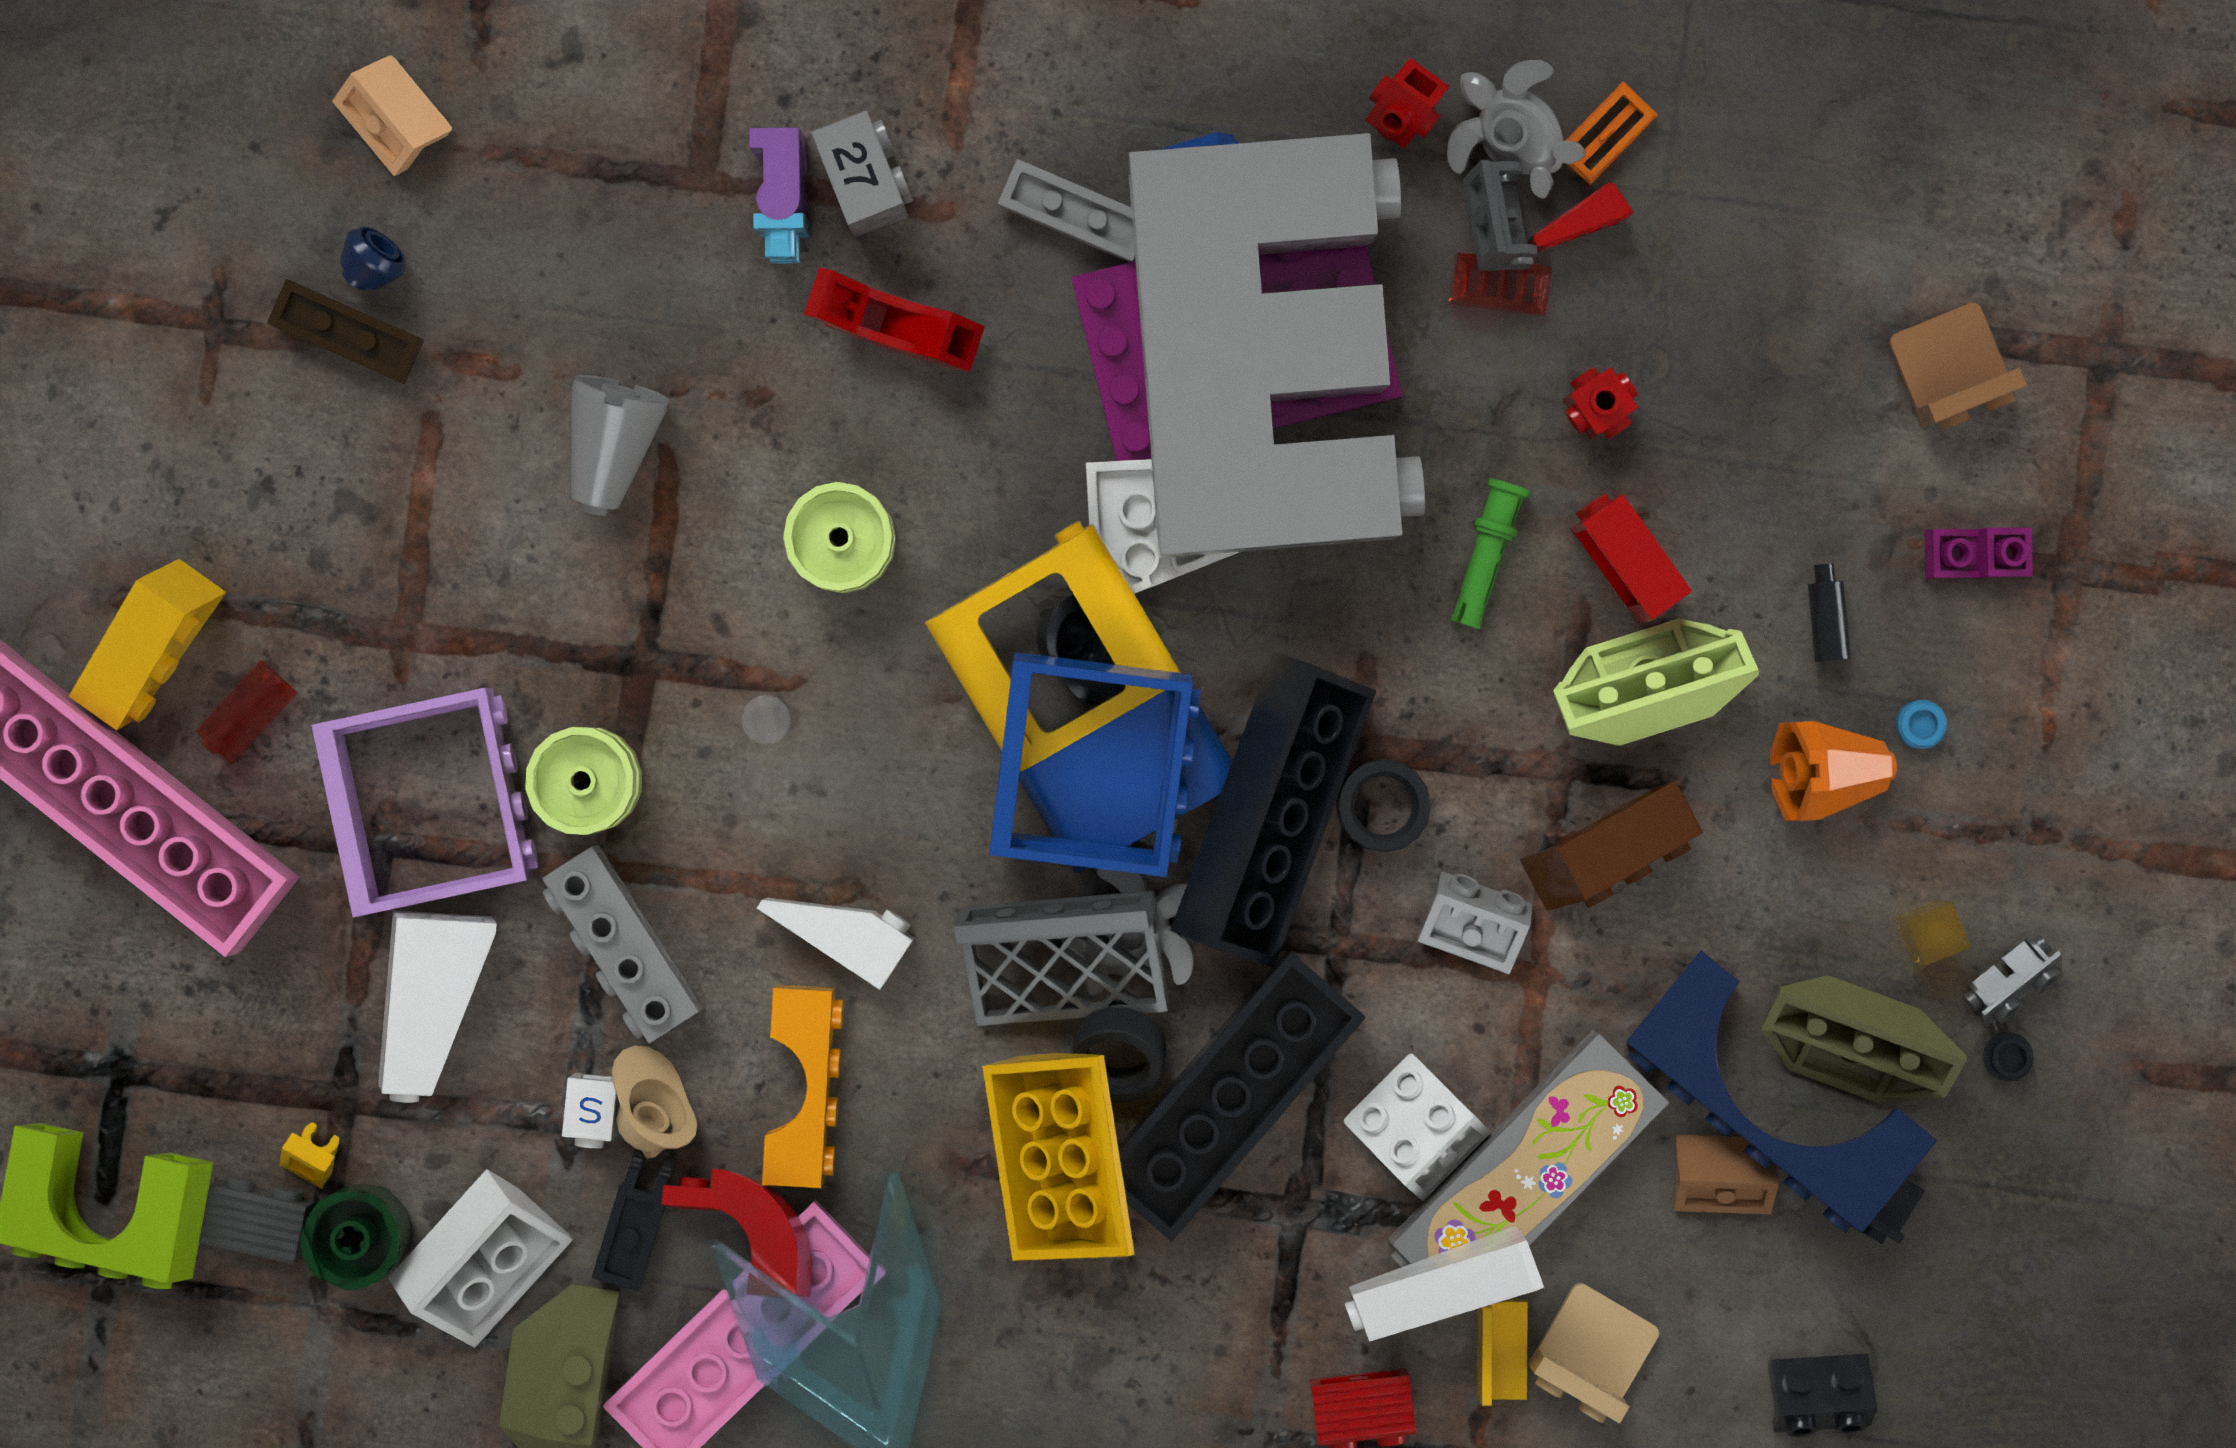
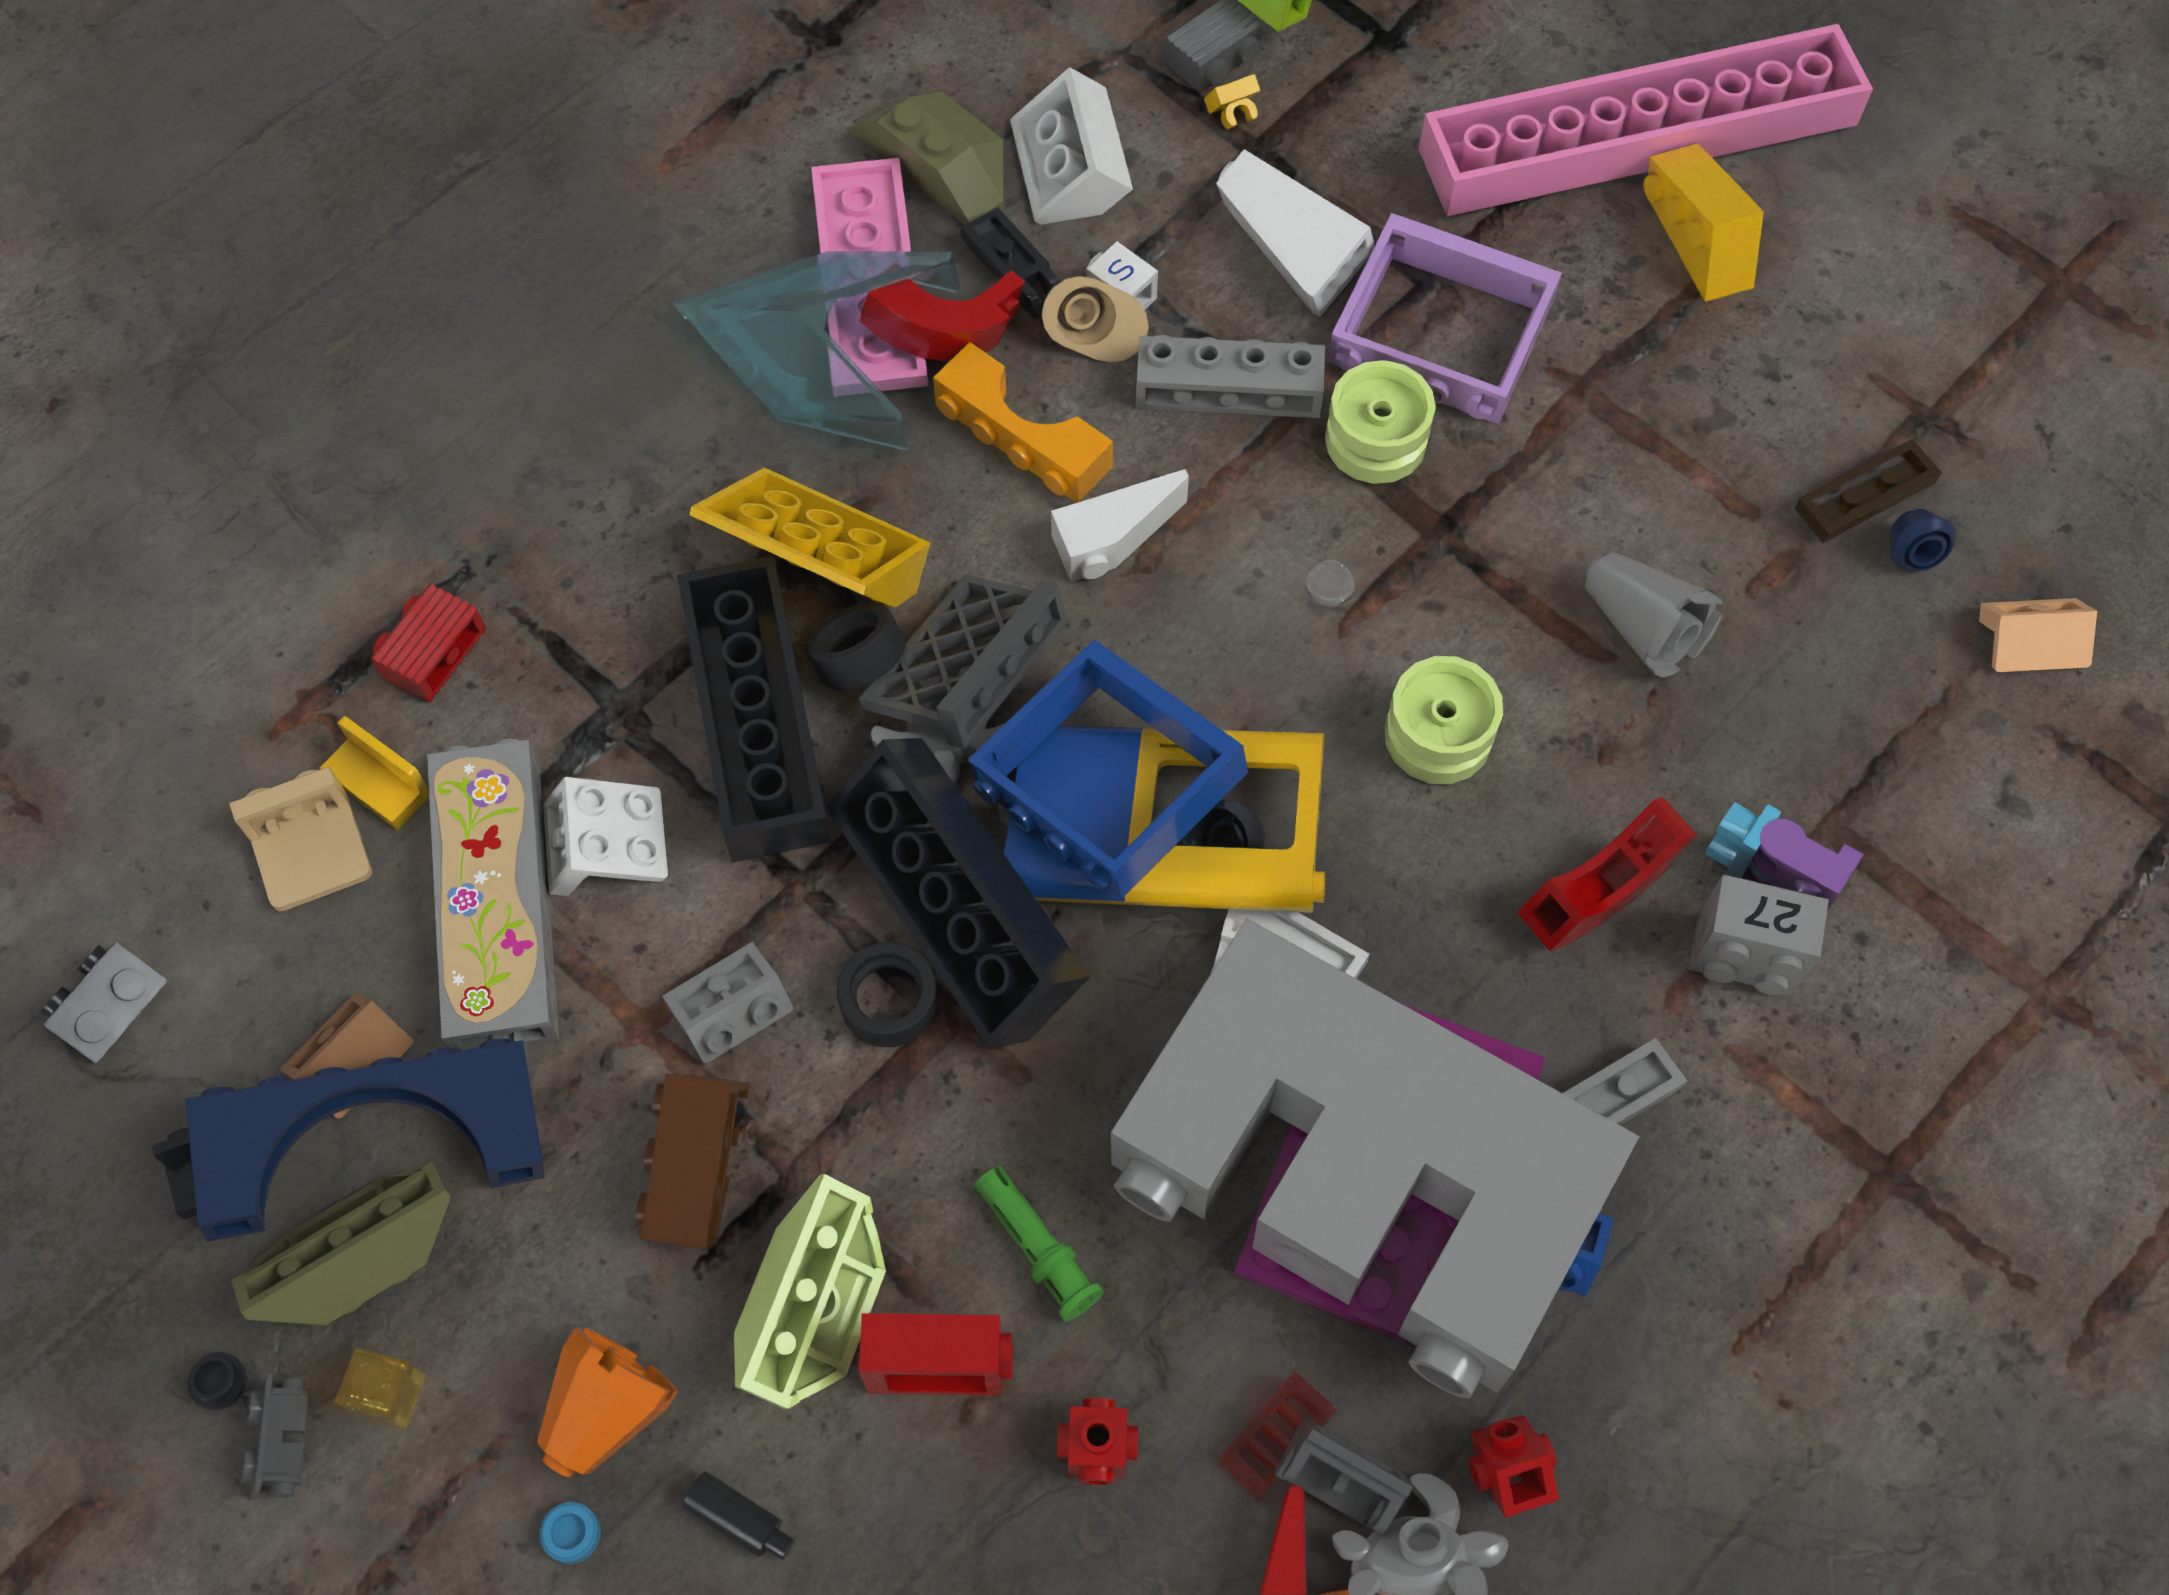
camera: 125 degrees right, 25 degrees down
(246, 712) = (1600, 252): clear red hinge -> none
(352, 1263) = (1152, 85): dark green brick -> none
(1445, 1285) = (455, 745): white slope -> none

